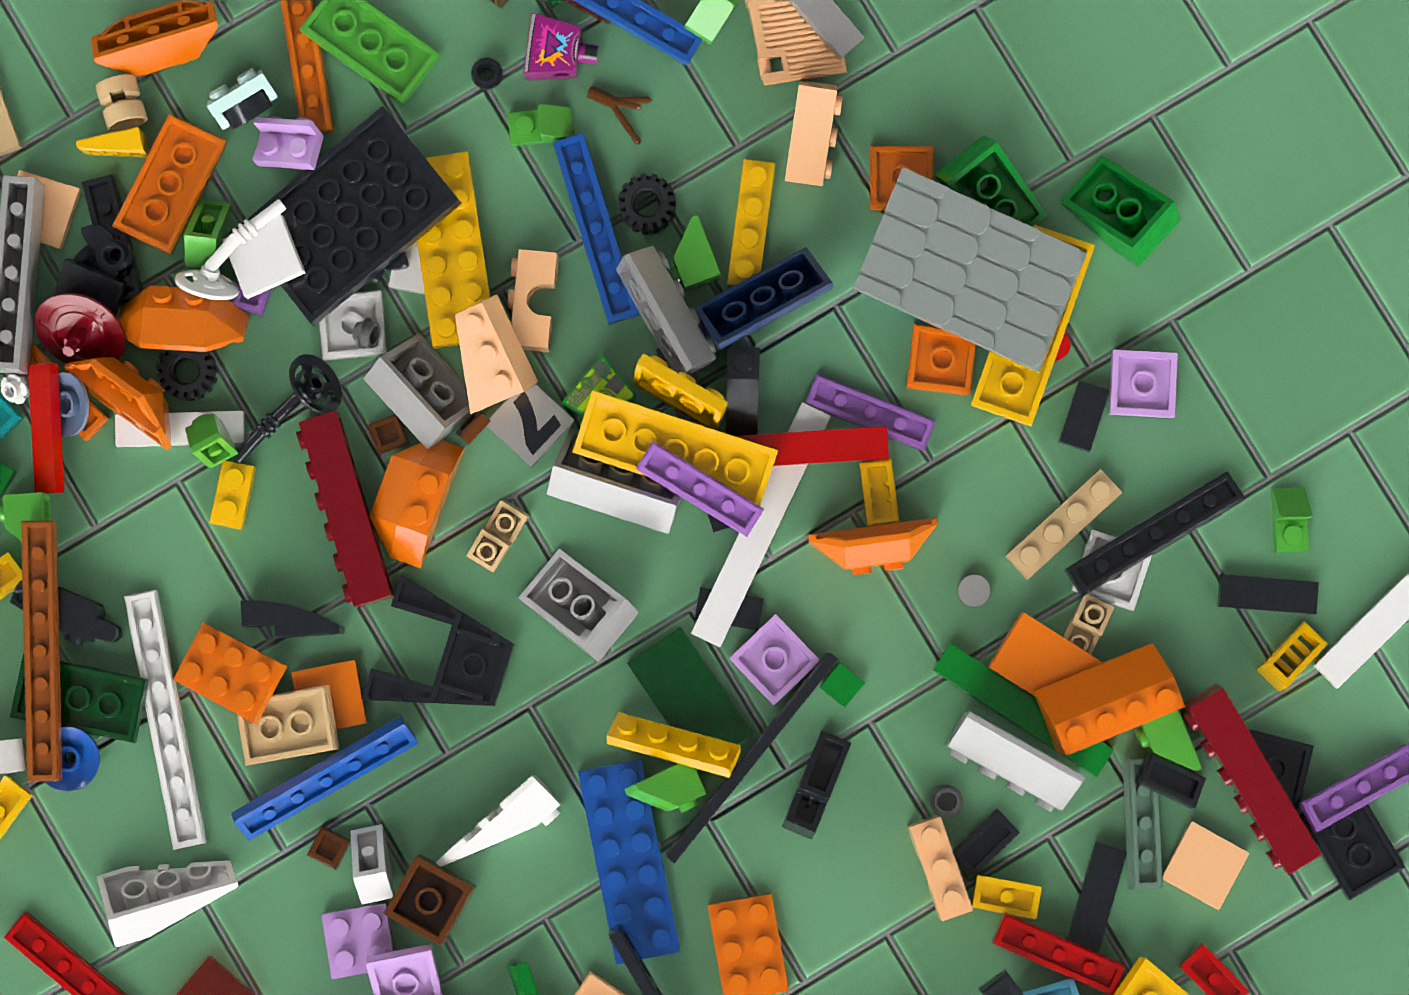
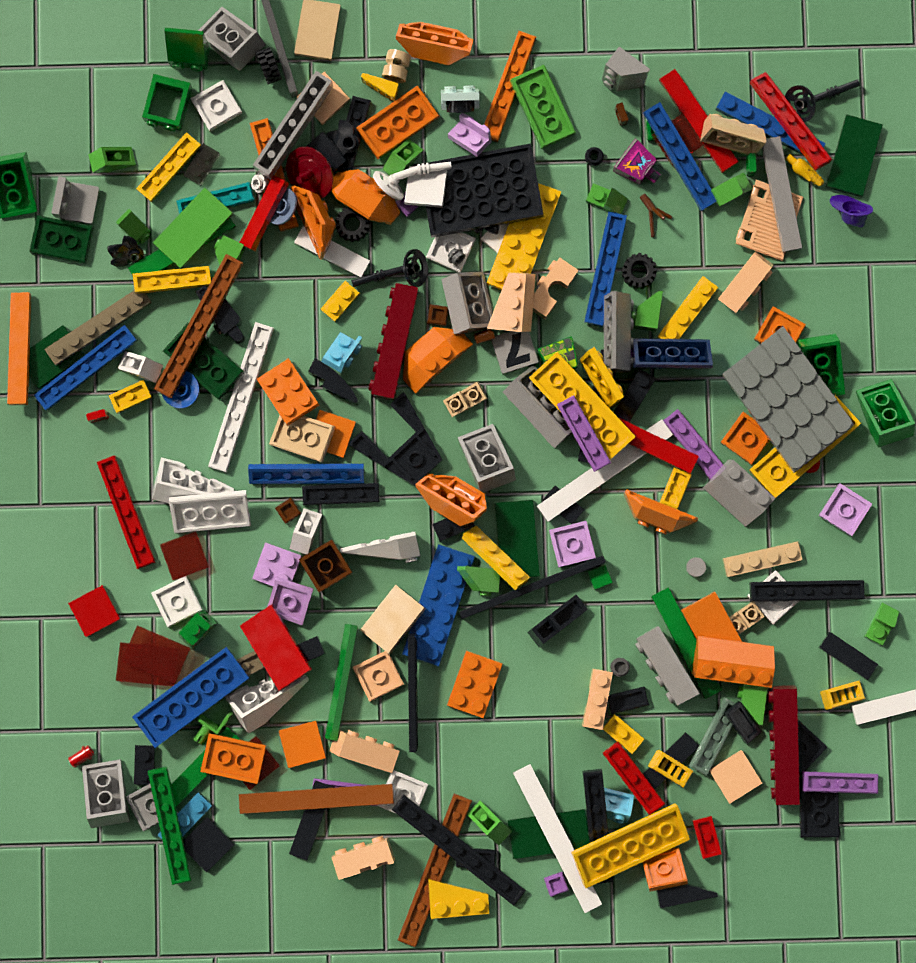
camera: 25 degrees right, 0 degrees up
(210, 440) = (345, 266): bright green slope -> none
(212, 916) = (210, 511): none -> white tile
(276, 569) = (341, 352): none -> medium azure bracket
(393, 778) = (340, 494): none -> black tile
(560, 692) = (452, 498): none -> orange wedge
(573, 921) = (392, 619): none -> tan tile
(585, 730) = (447, 528): none -> black plate
(975, 446) = (739, 492): none -> light grey slope
(1077, 908) = (656, 760): none -> yellow slope
(1084, 416) = (804, 509): black tile -> none

